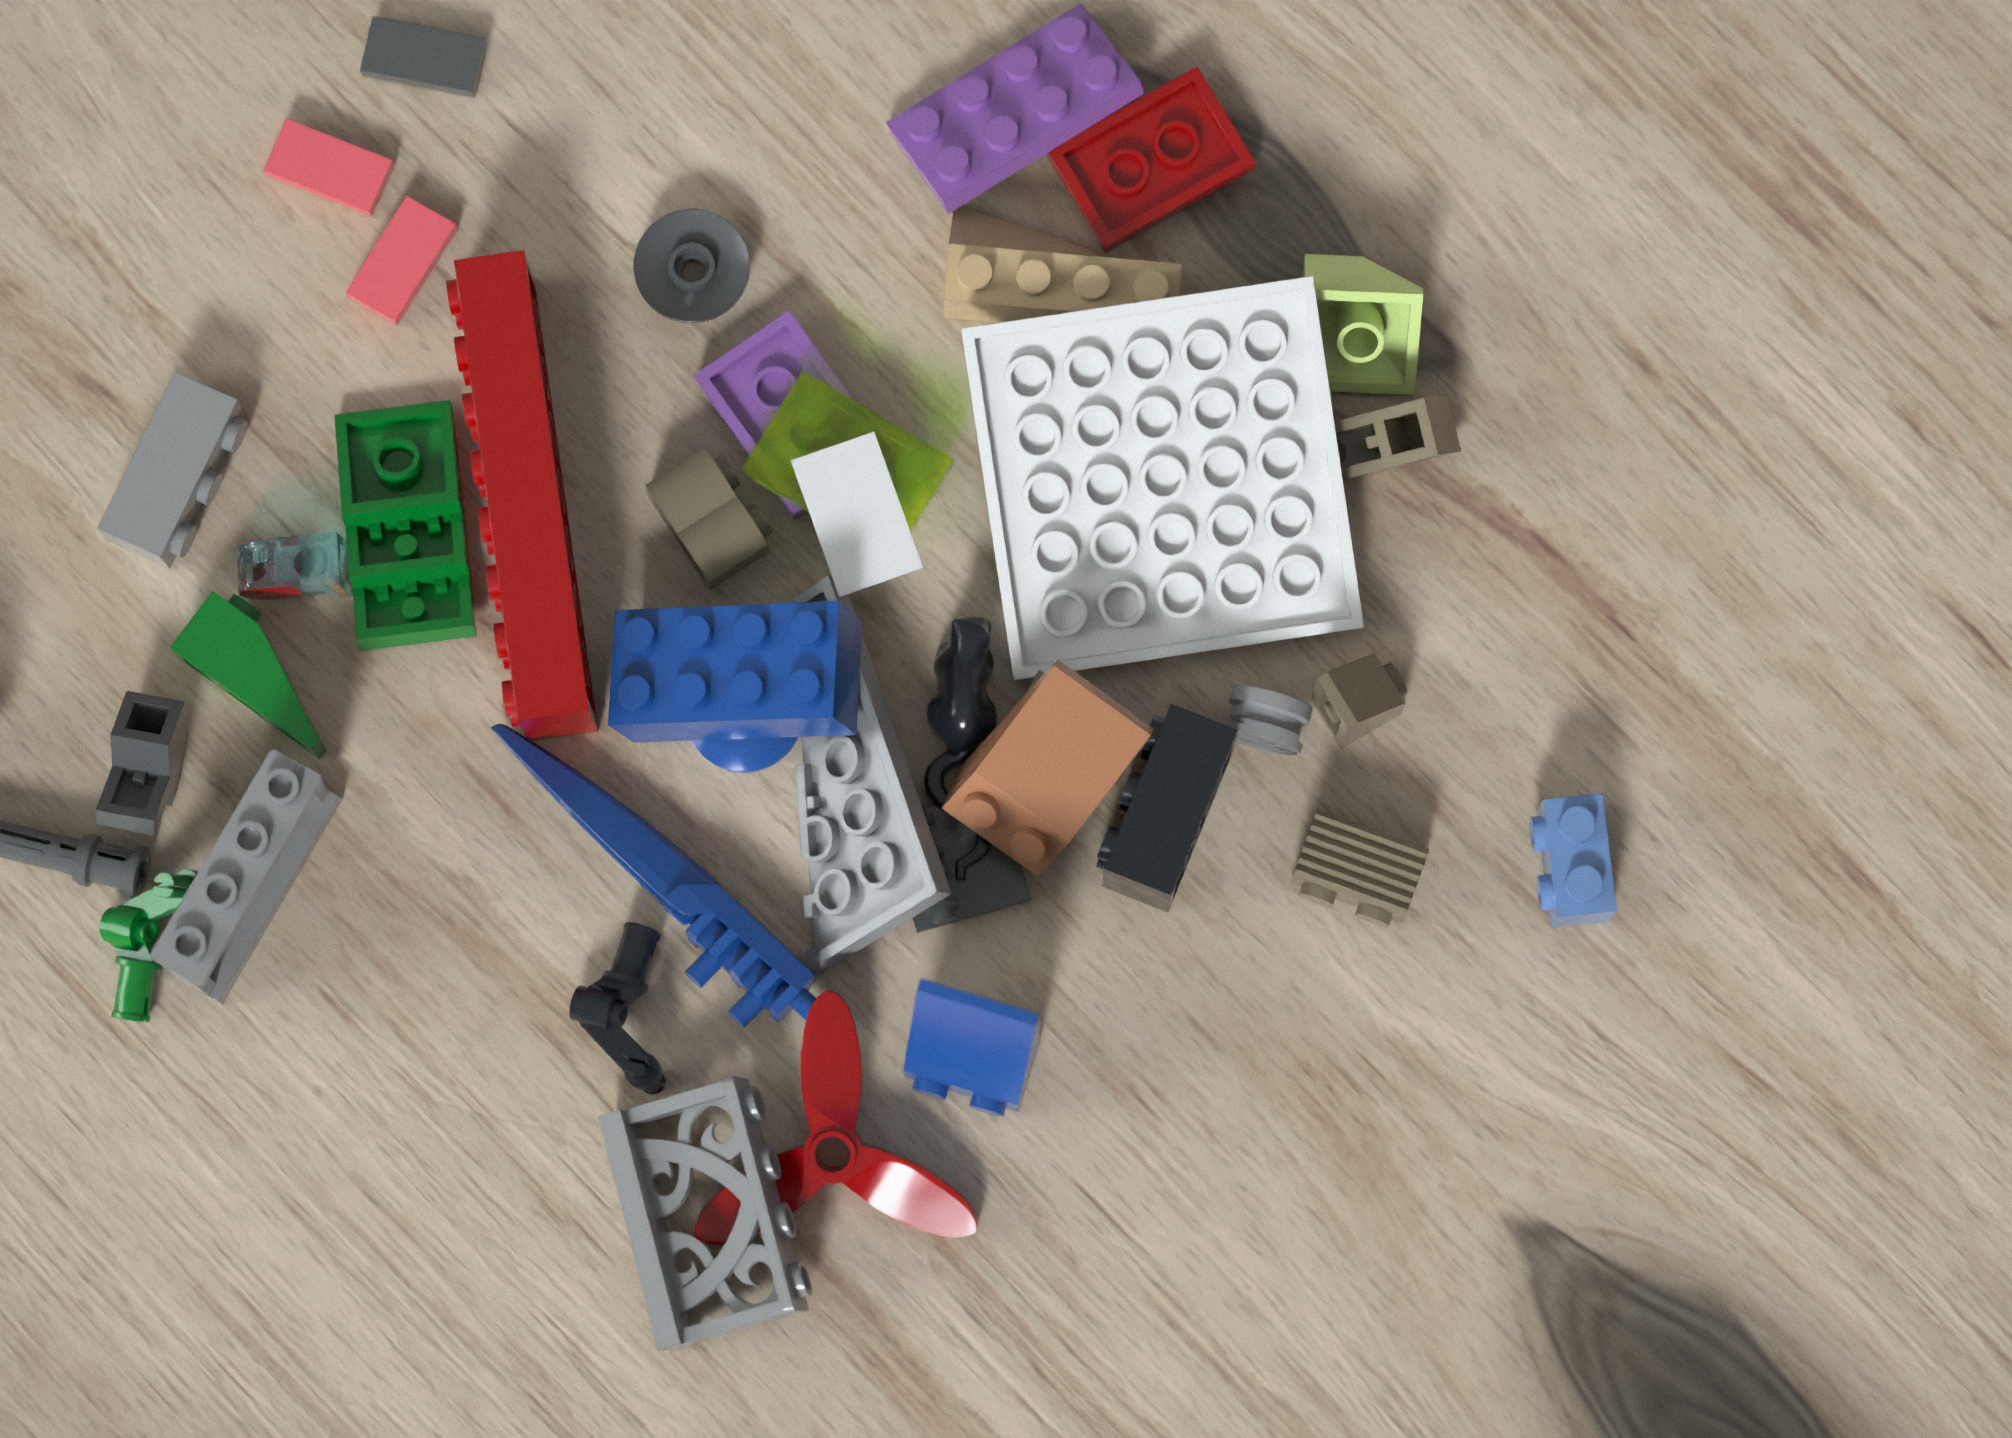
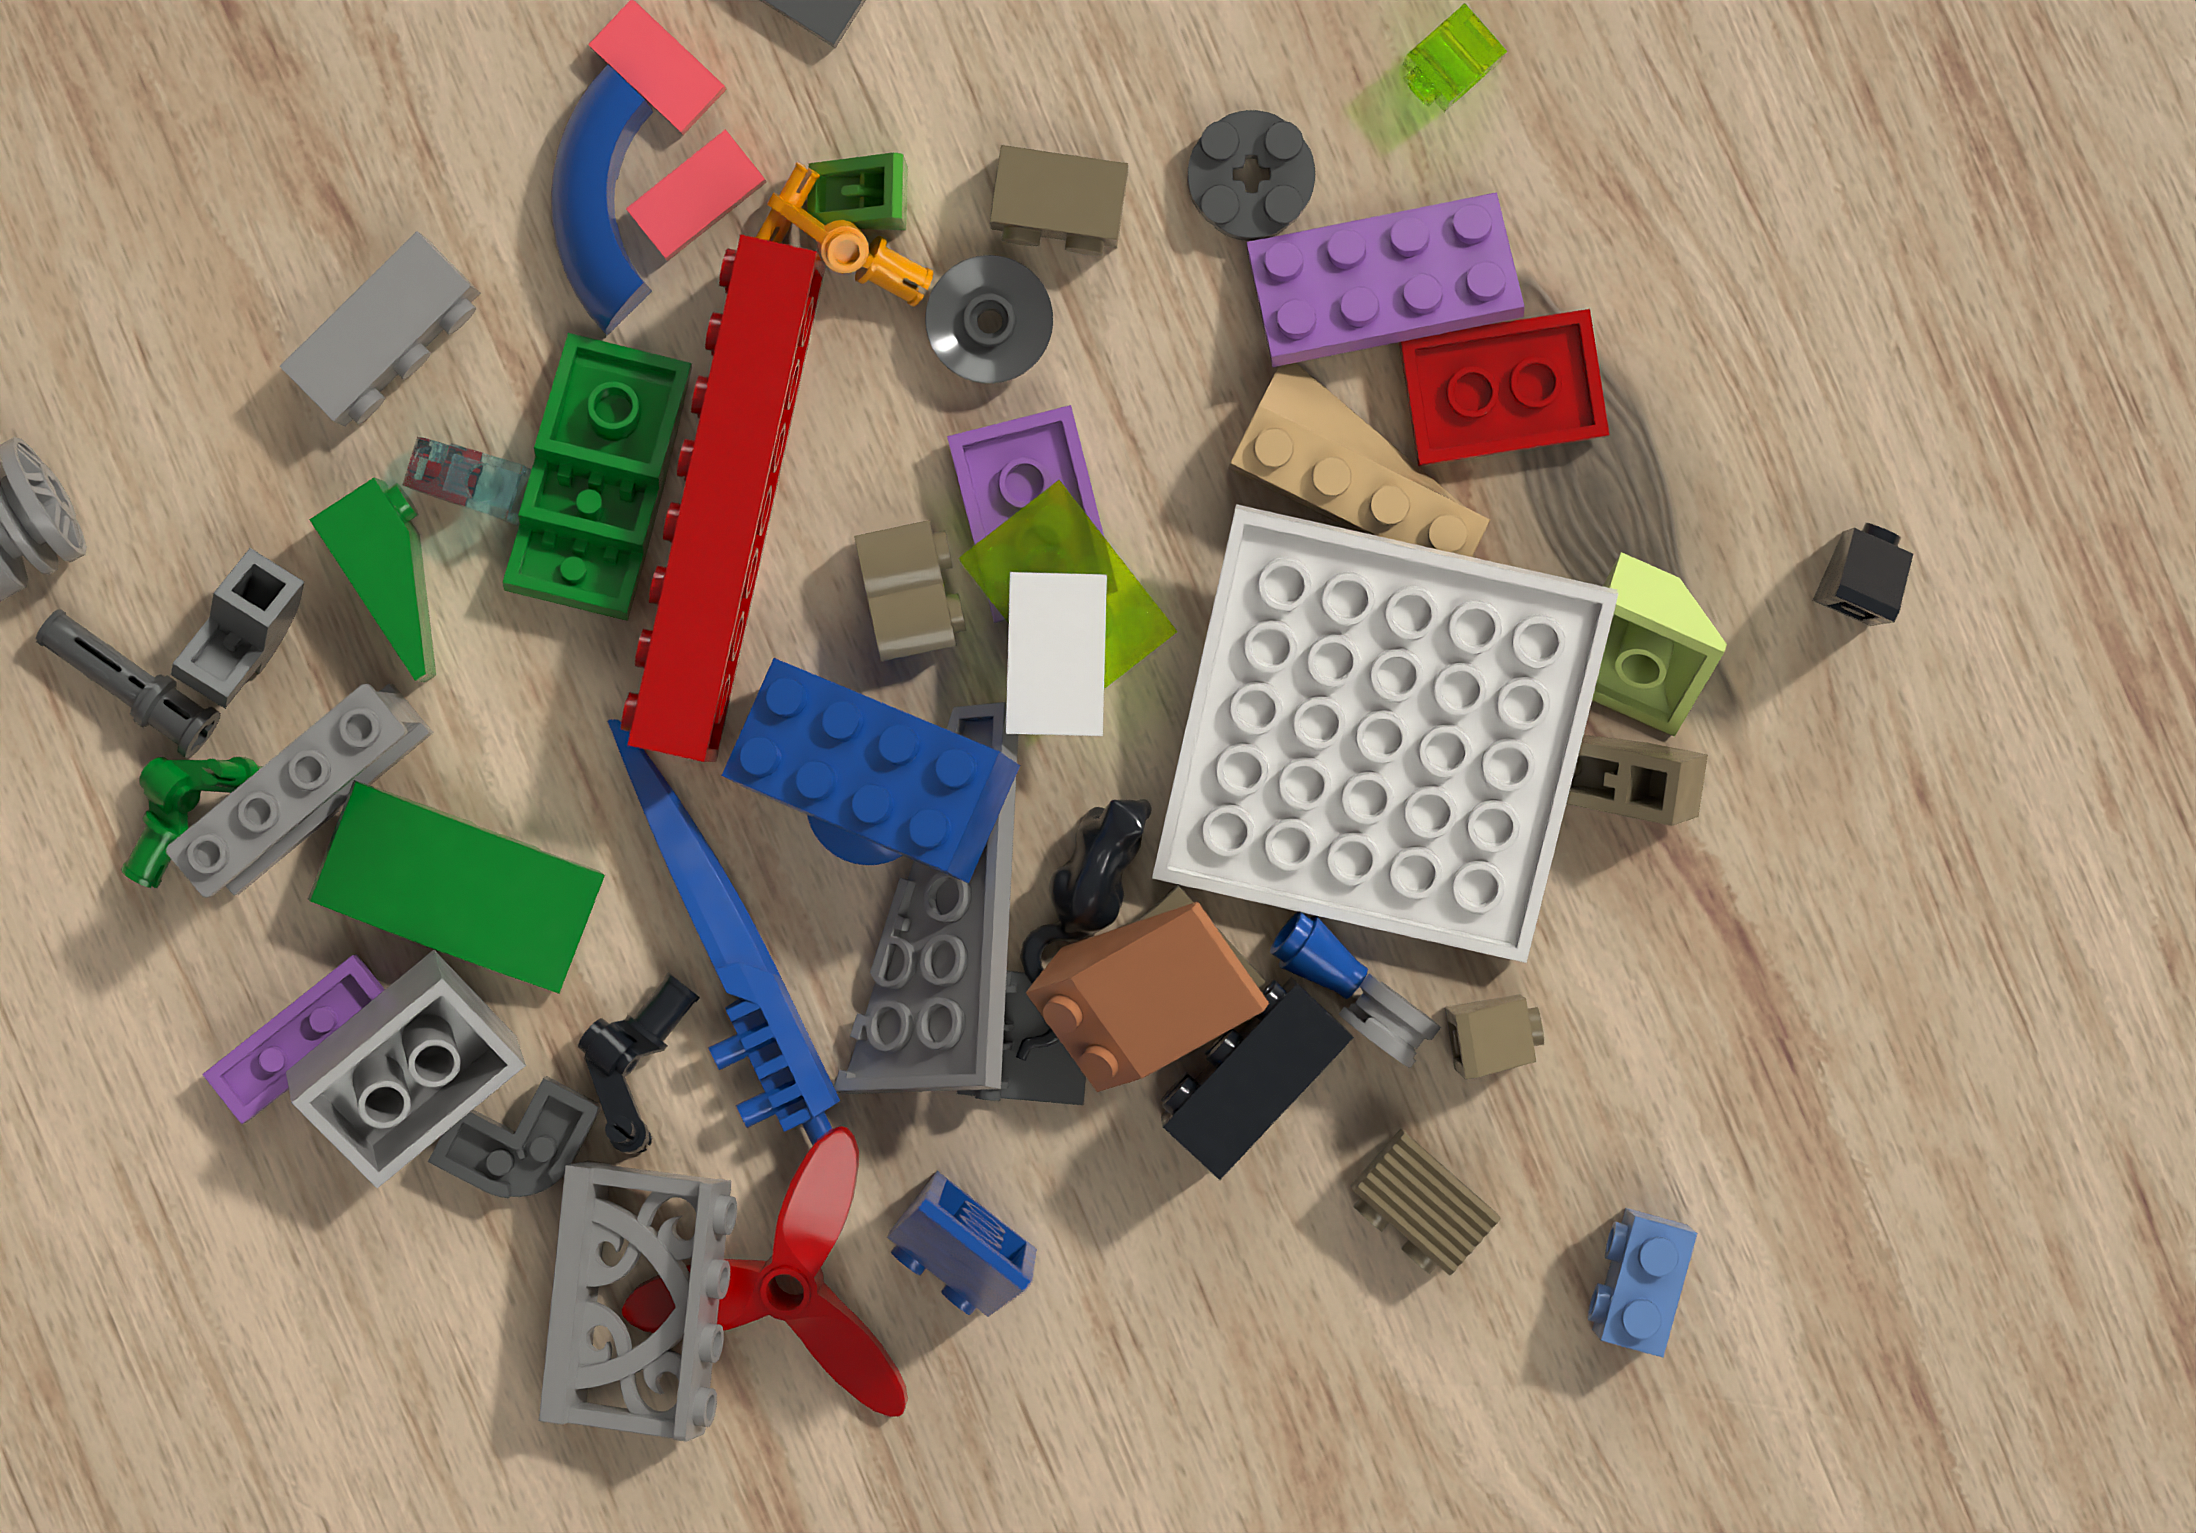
camera: 20 degrees right, 10 degrees up
(319, 325) = (584, 199): none -> blue brick
(322, 1104) = (257, 1068): none -> medium lavender plate
(412, 917) = (456, 887): none -> green slope
(426, 1084) = (404, 1069): none -> light grey brick
(540, 204) = (861, 191): none -> bright green slope
(547, 247) = (842, 242): none -> light orange pin
(560, 1133) = (520, 1160): none -> dark grey plate
(712, 145) = (1058, 199): none -> dark tan brick
(873, 35) = (1223, 200): none -> dark grey plate
(1183, 687) = (1316, 954): none -> blue cone
(1519, 197) = (1866, 576): none -> black slope

